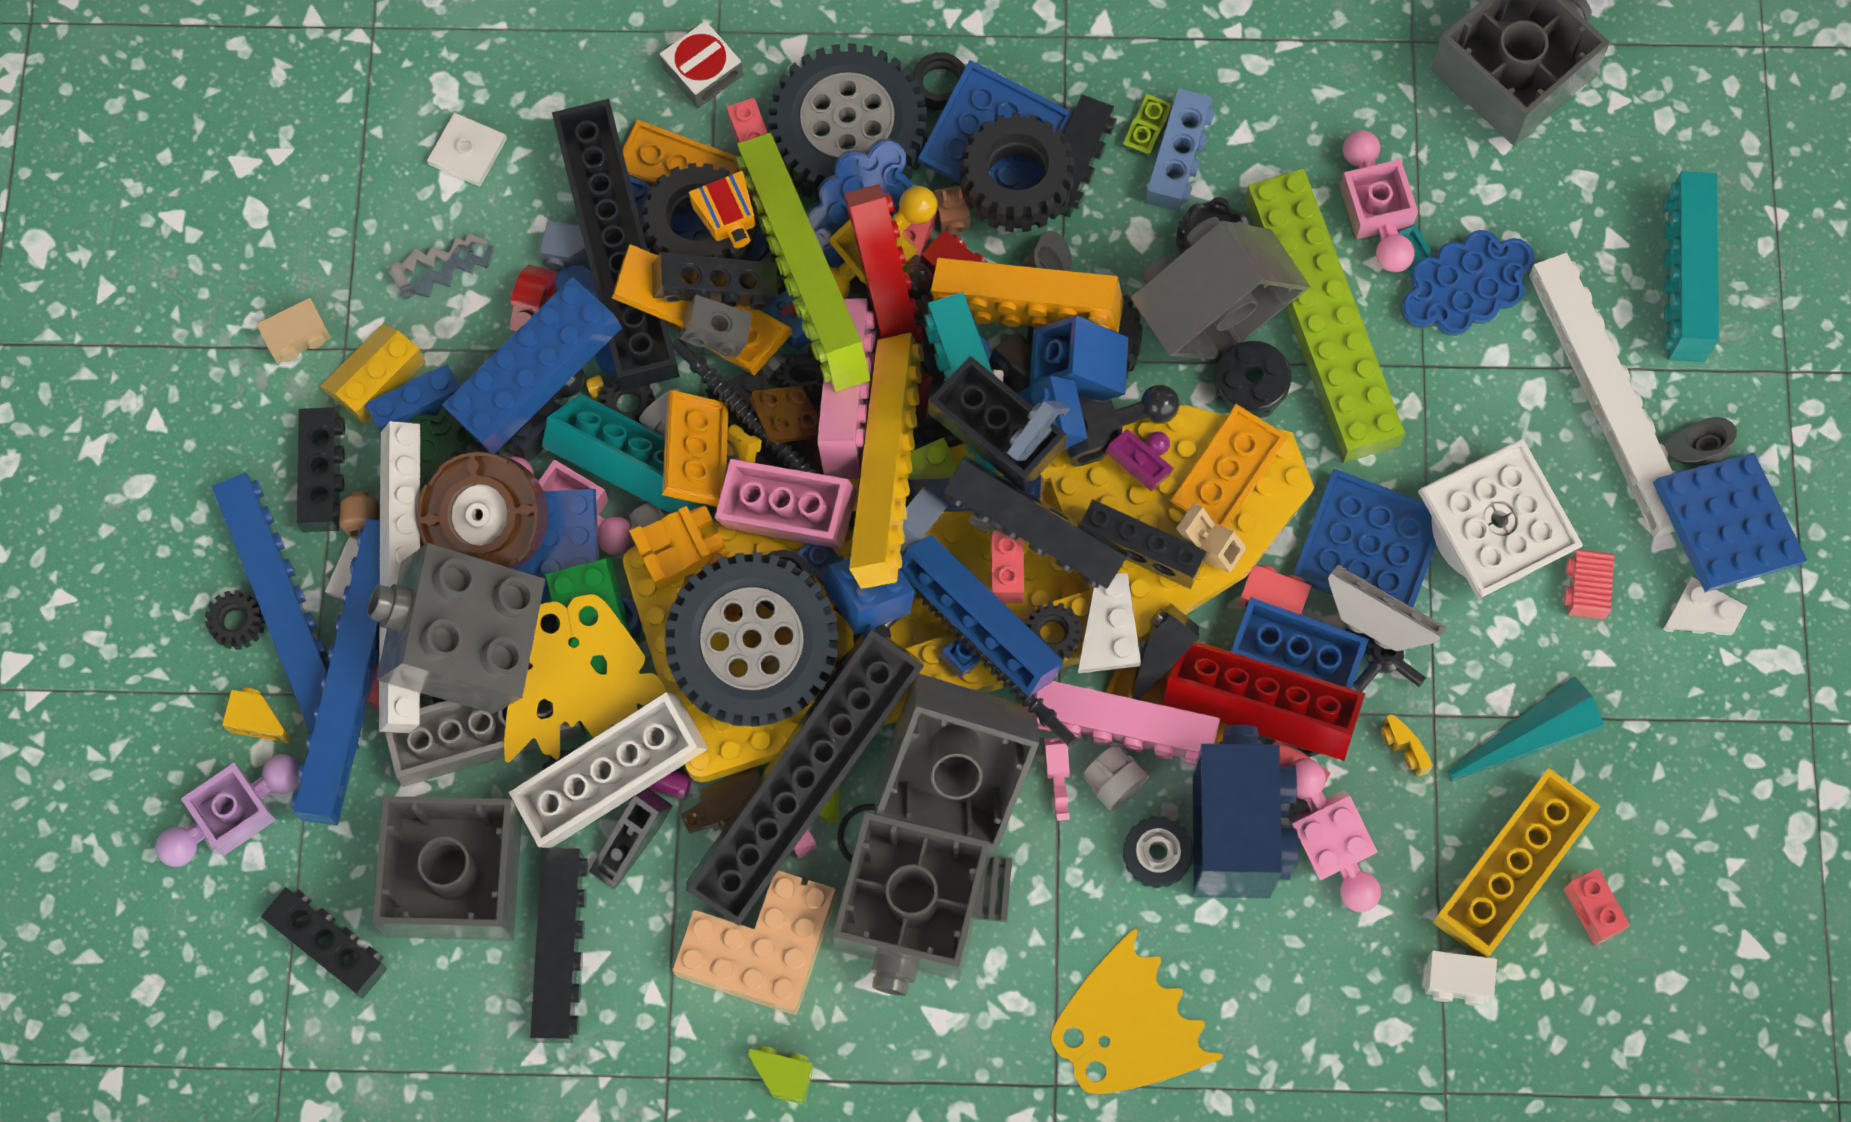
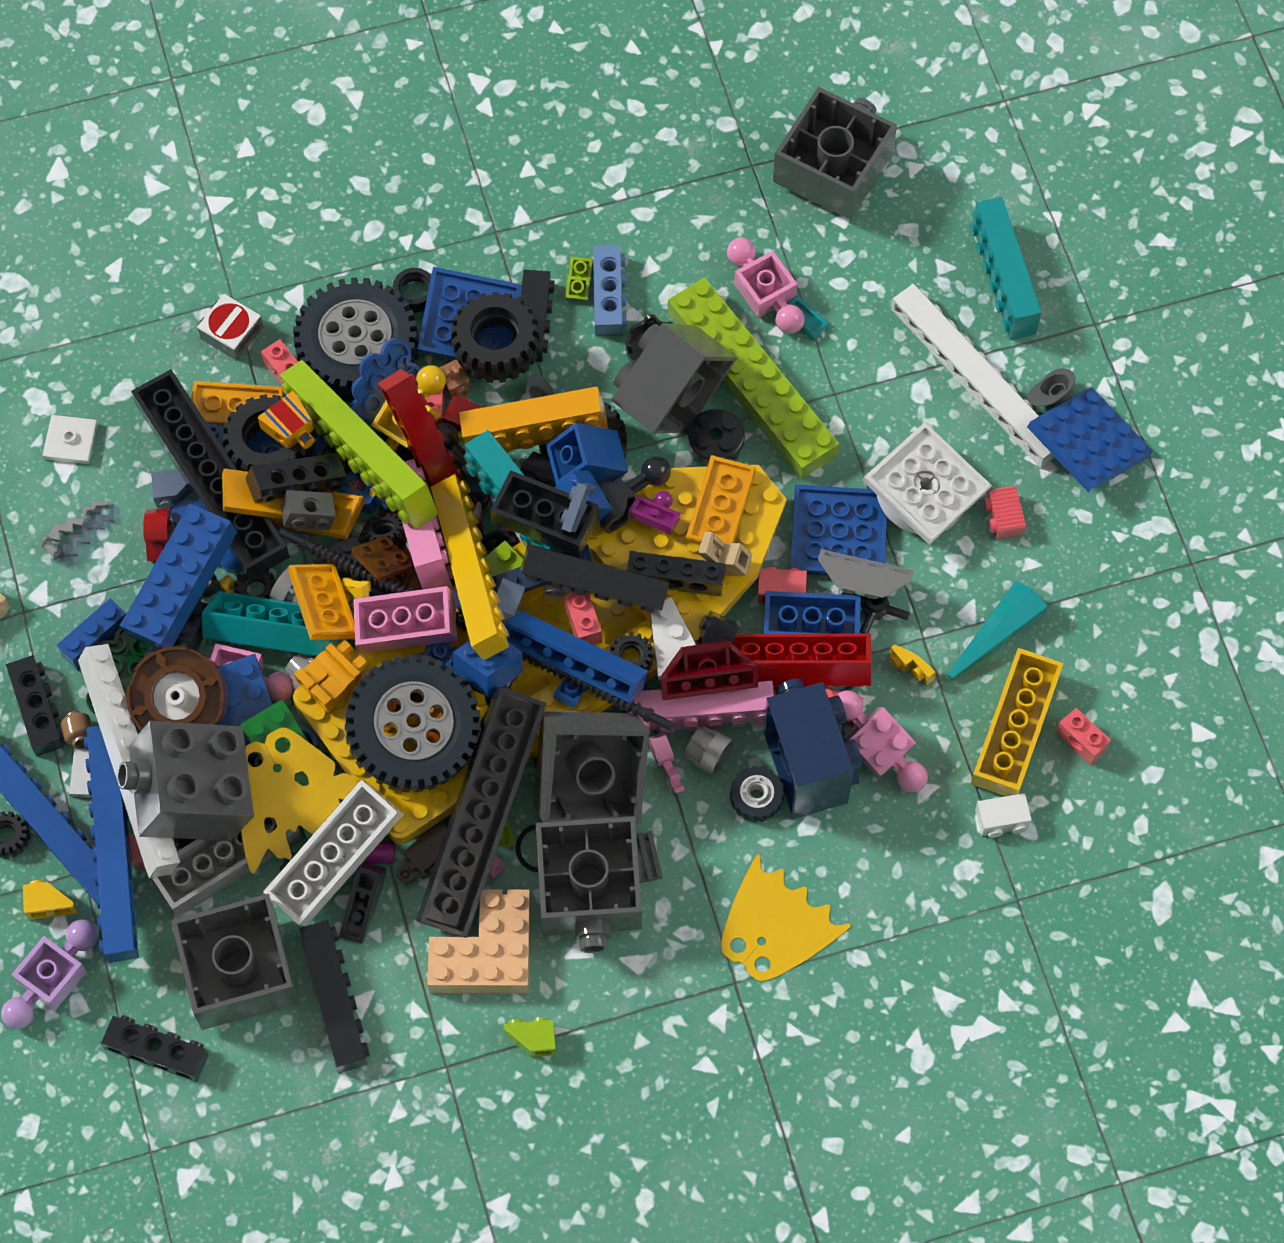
camera: 20 degrees left, 5 degrees down
(373, 370) = (52, 620): yellow slope -> none
(1141, 683) = (708, 670): none -> dark red wedge
(1467, 283) = (848, 326): blue plate -> none
(1705, 611) = (1093, 508): white wing -> none

